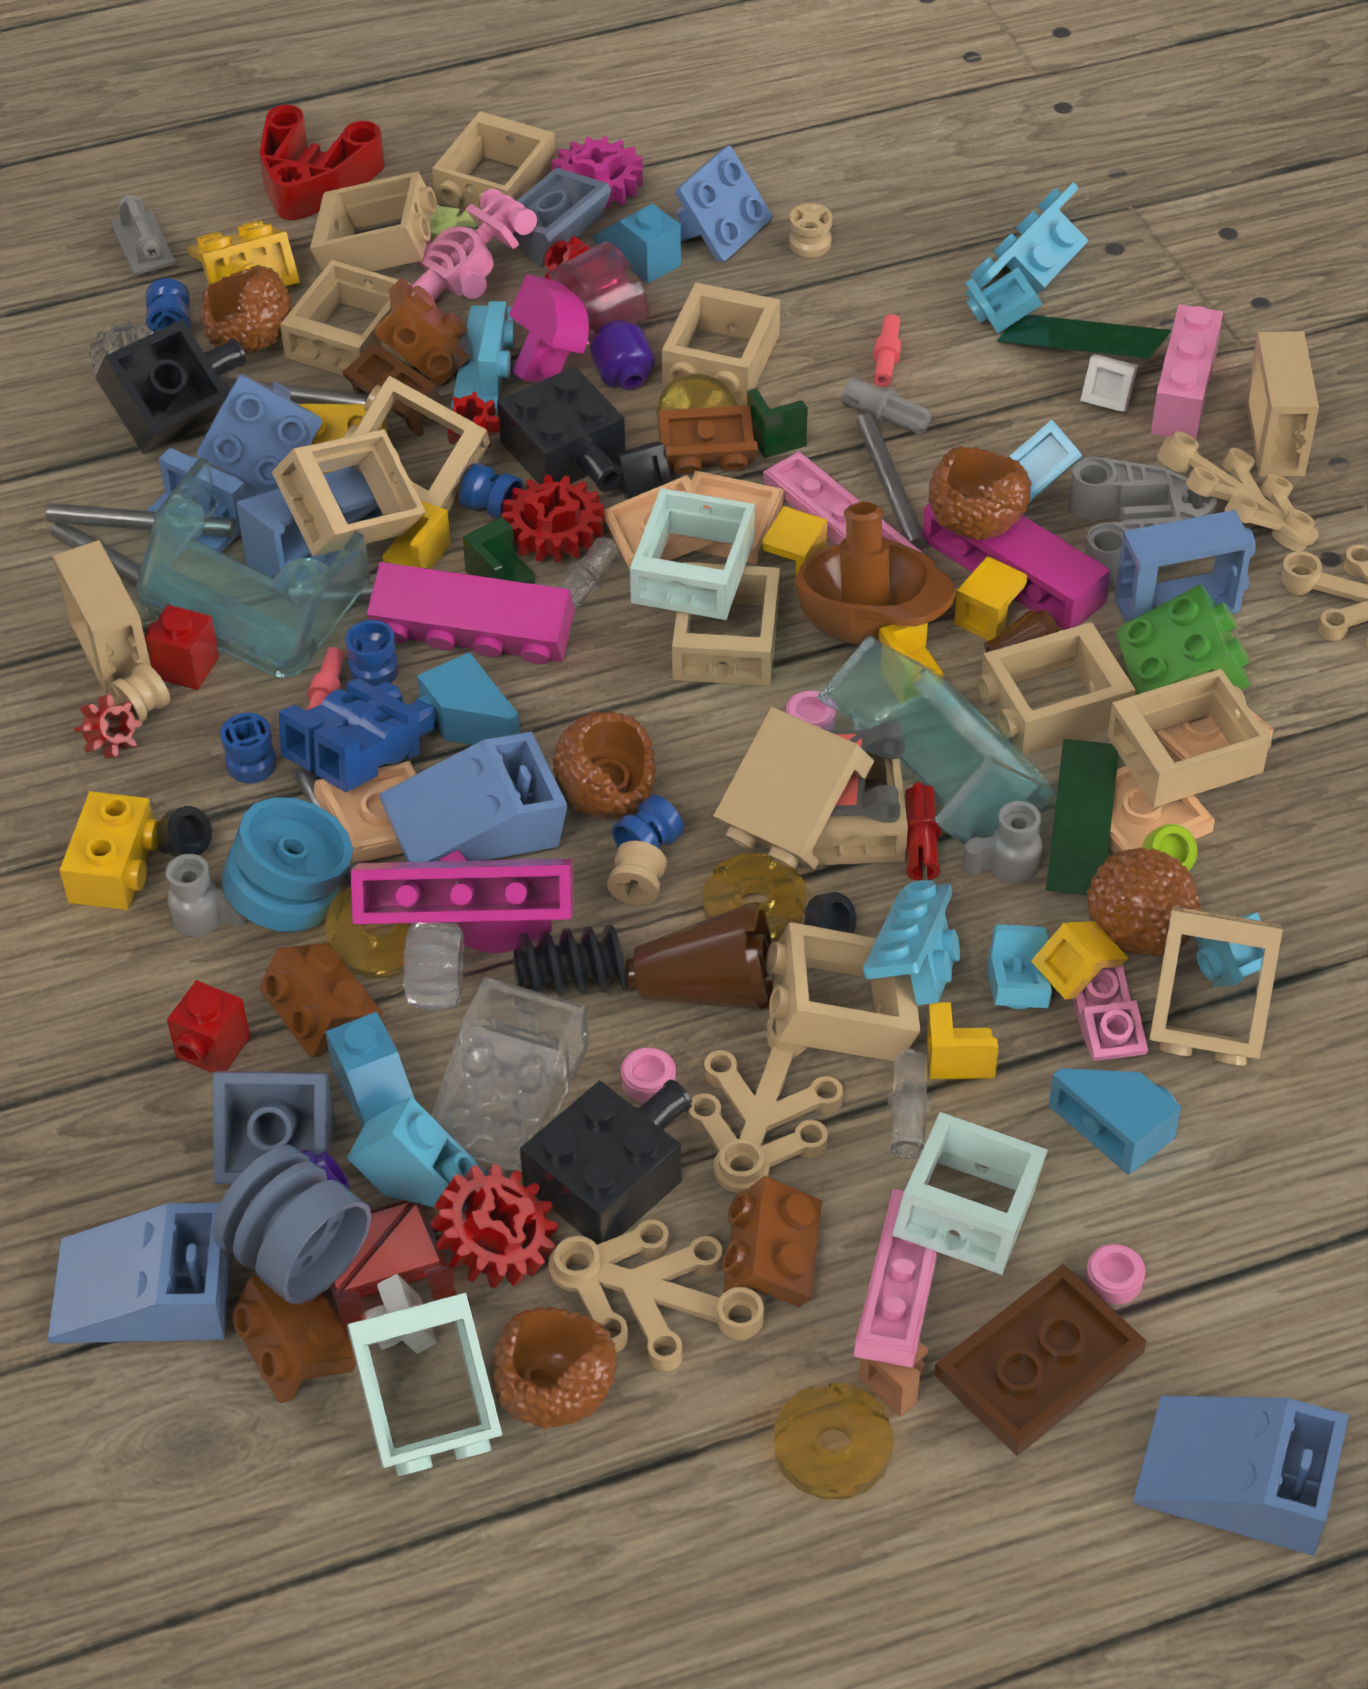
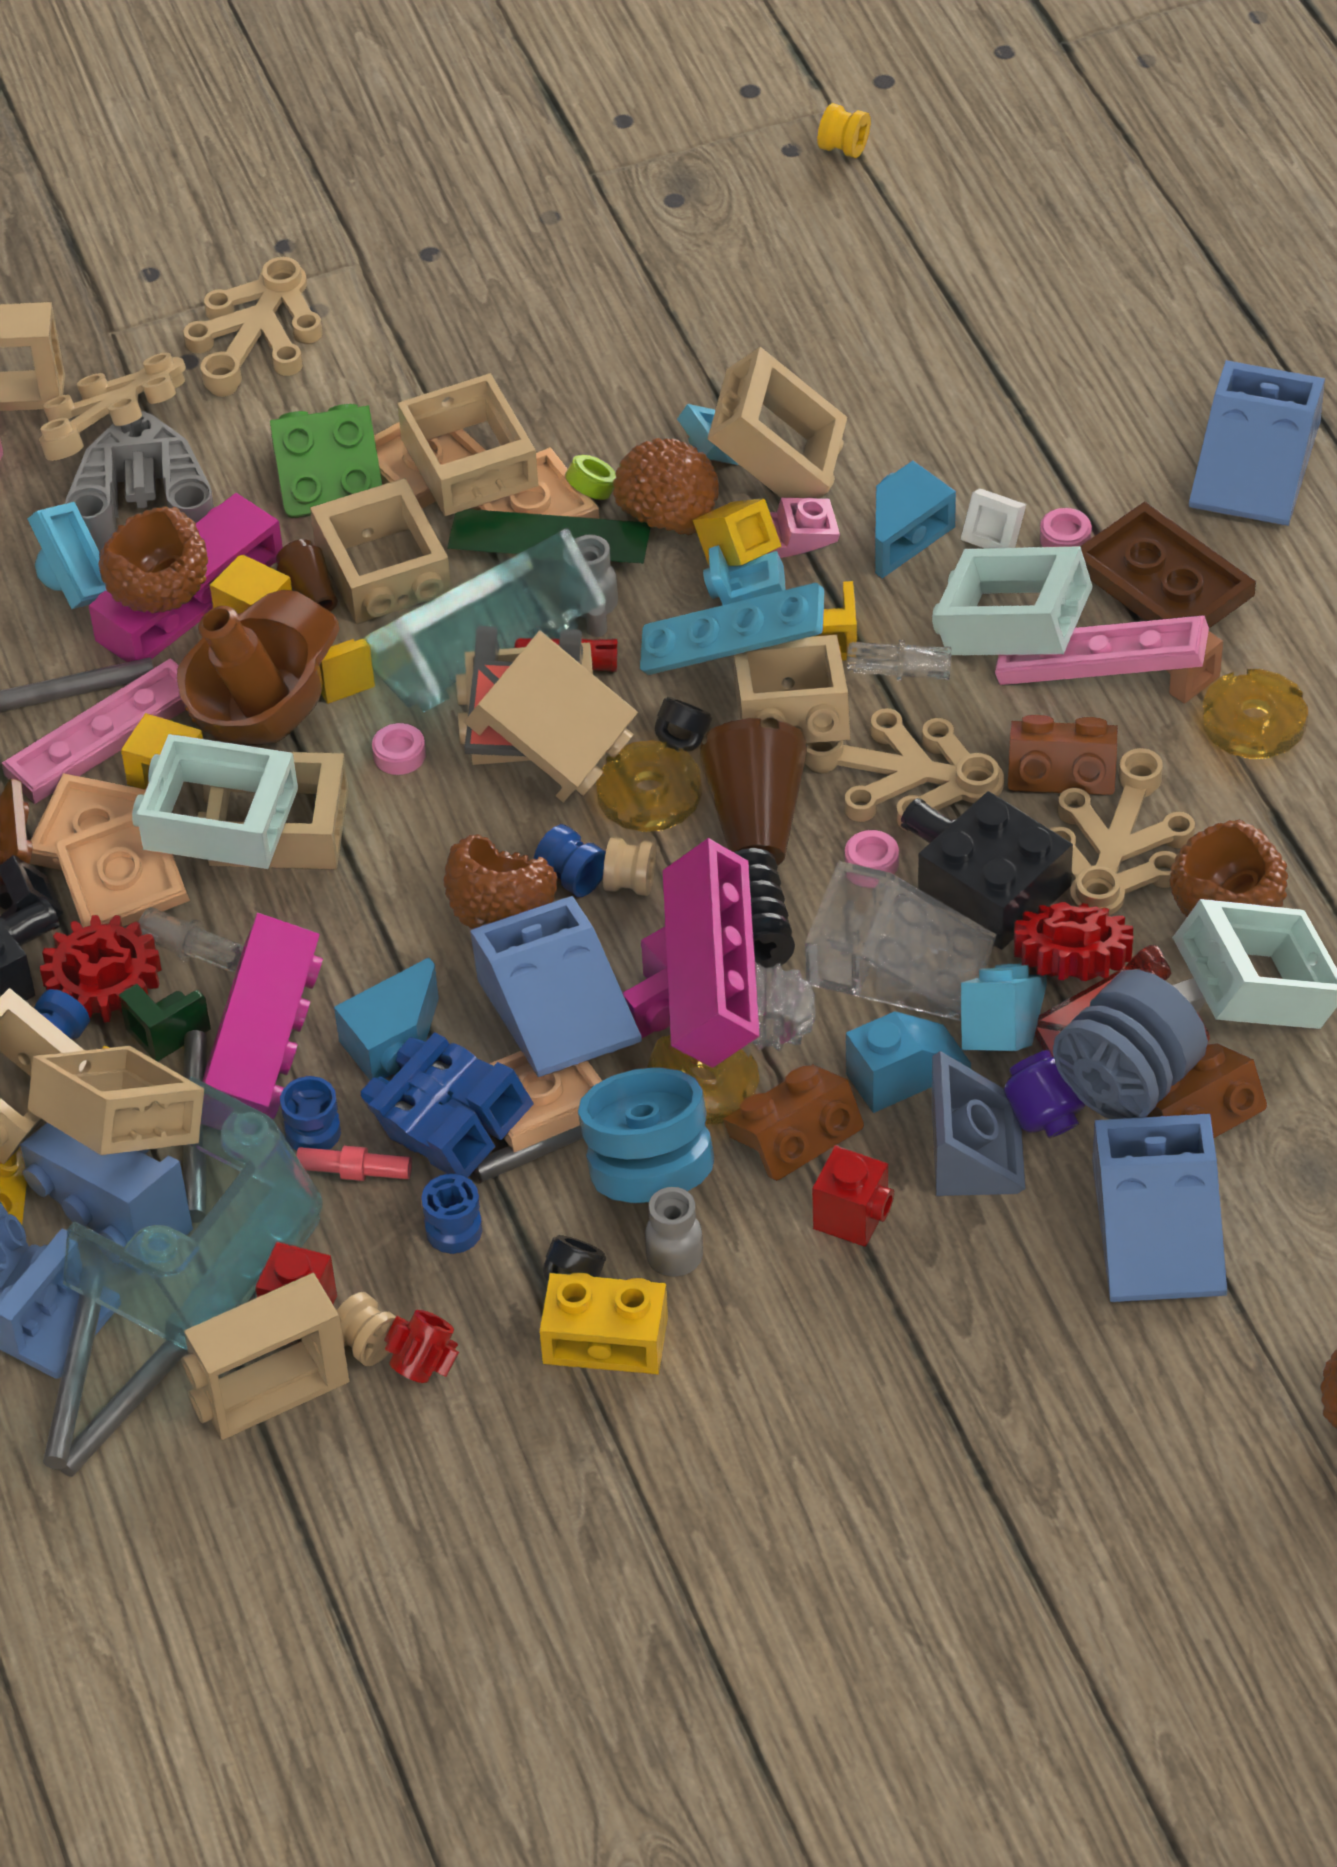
camera: 90 degrees left, 0 degrees up
(1111, 1196) = (992, 520): none -> white tile
(1183, 541) = (242, 434): medium blue window -> none

